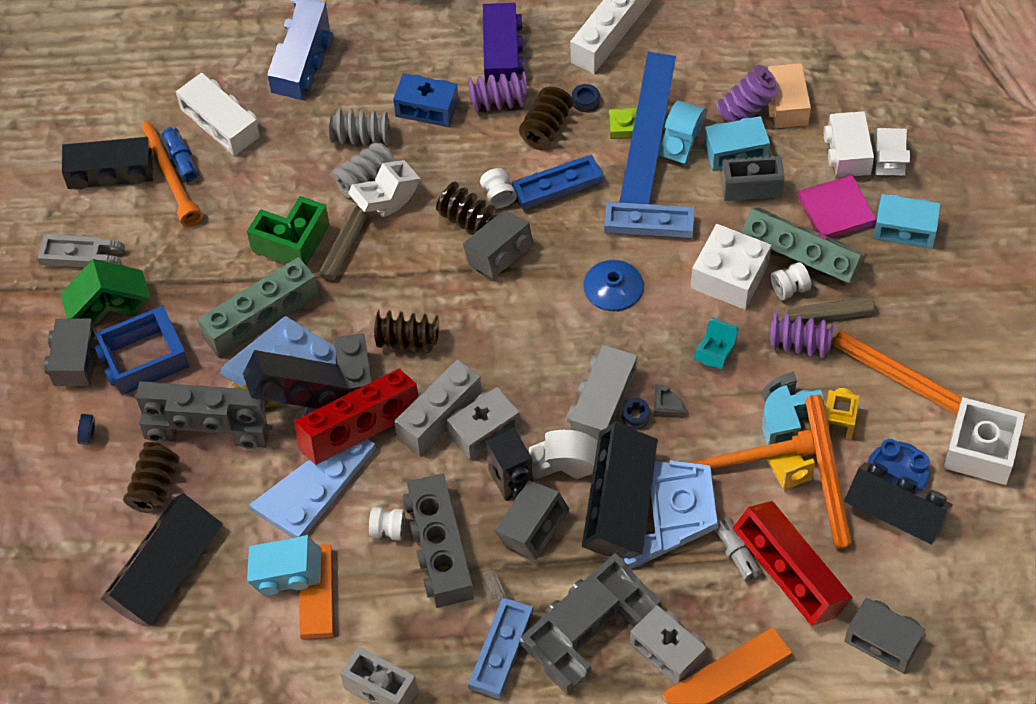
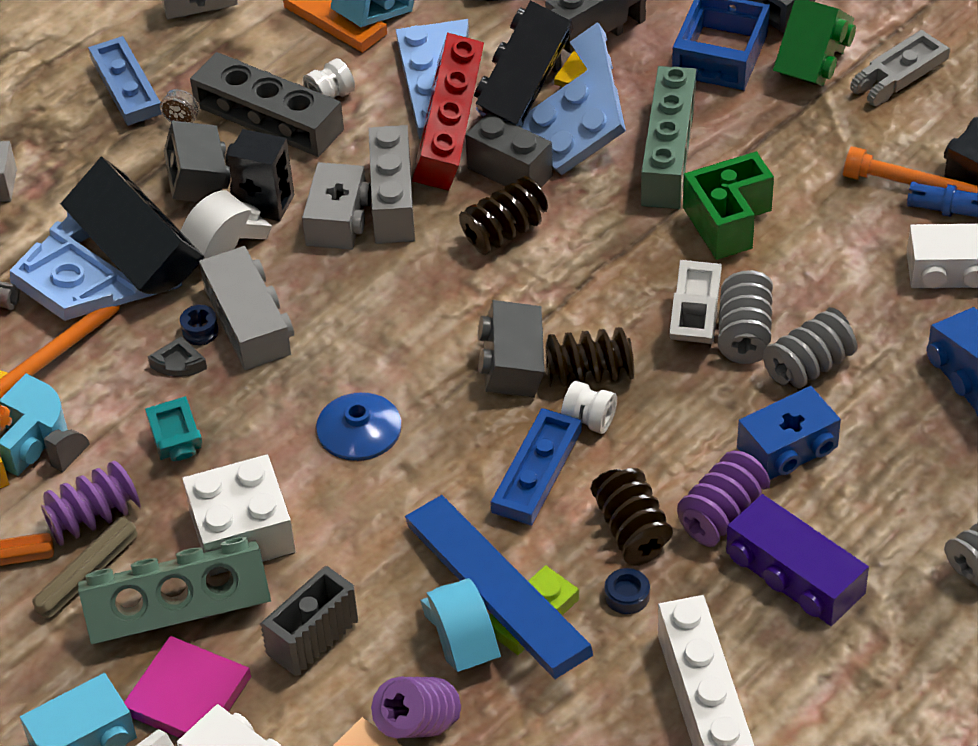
camera: 135 degrees right, 10 degrees down
(343, 243) = (667, 238): dark tan axle -> none
(582, 615) = (70, 135): dark grey bracket -> none
(649, 219) = (387, 504): medium blue plate -> none
(735, 140) = (382, 650): medium azure brick -> none
(791, 281) = (160, 543): white wheel -> none

